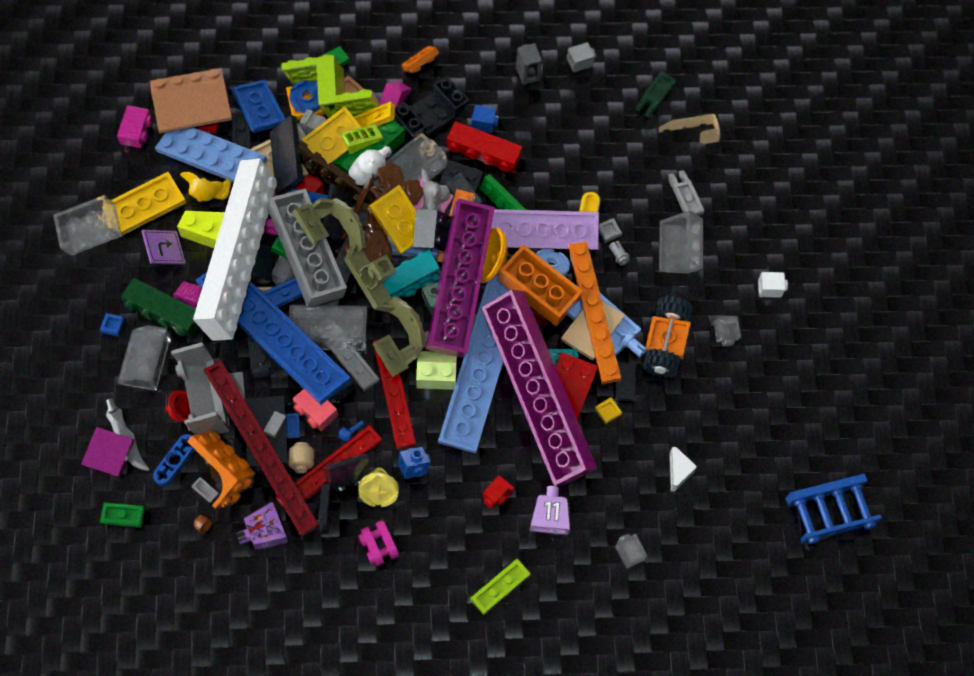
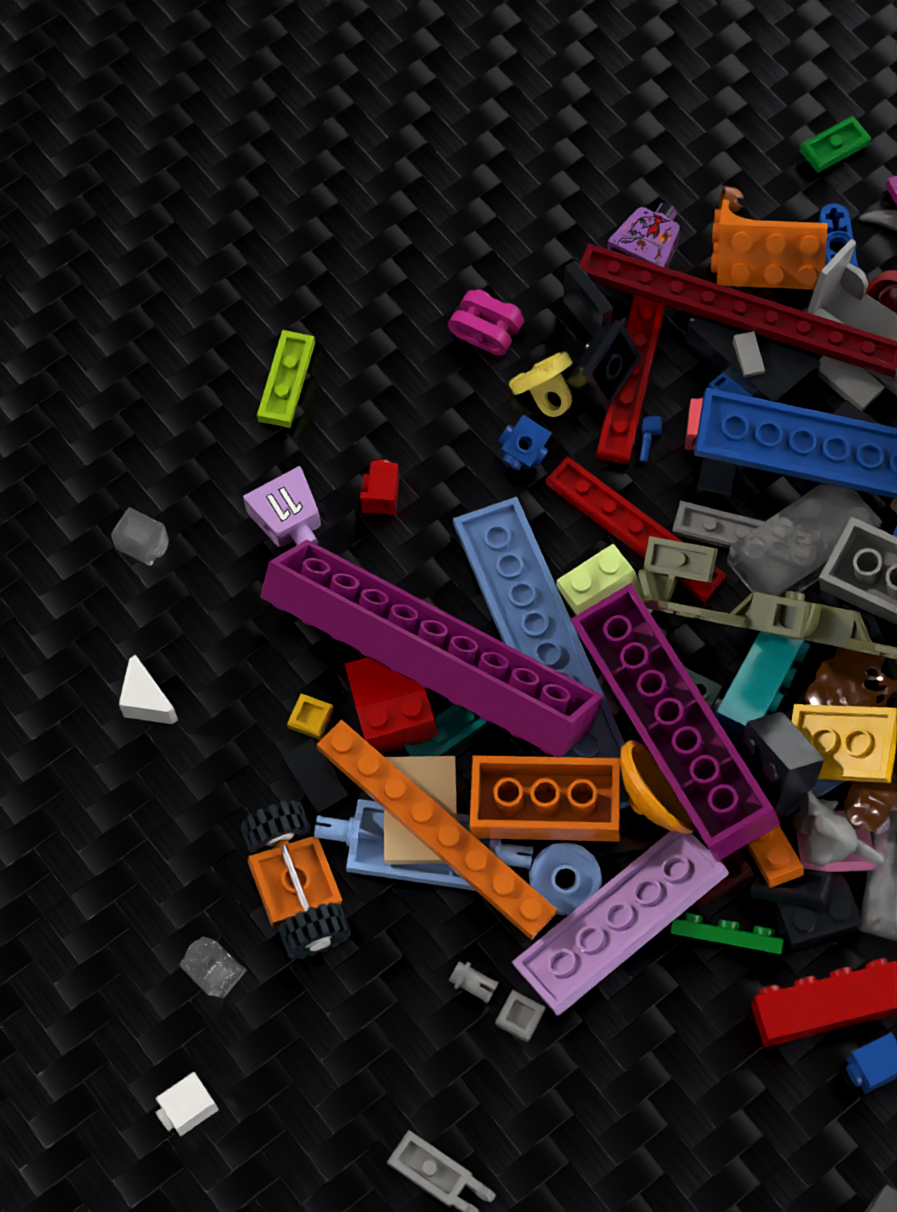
camera: 150 degrees right, 0 degrees up
(301, 457) = (680, 353): tan head -> none
(590, 202) = (582, 1034): yellow tile -> none
(681, 243) = (383, 1070): clear slope -> none

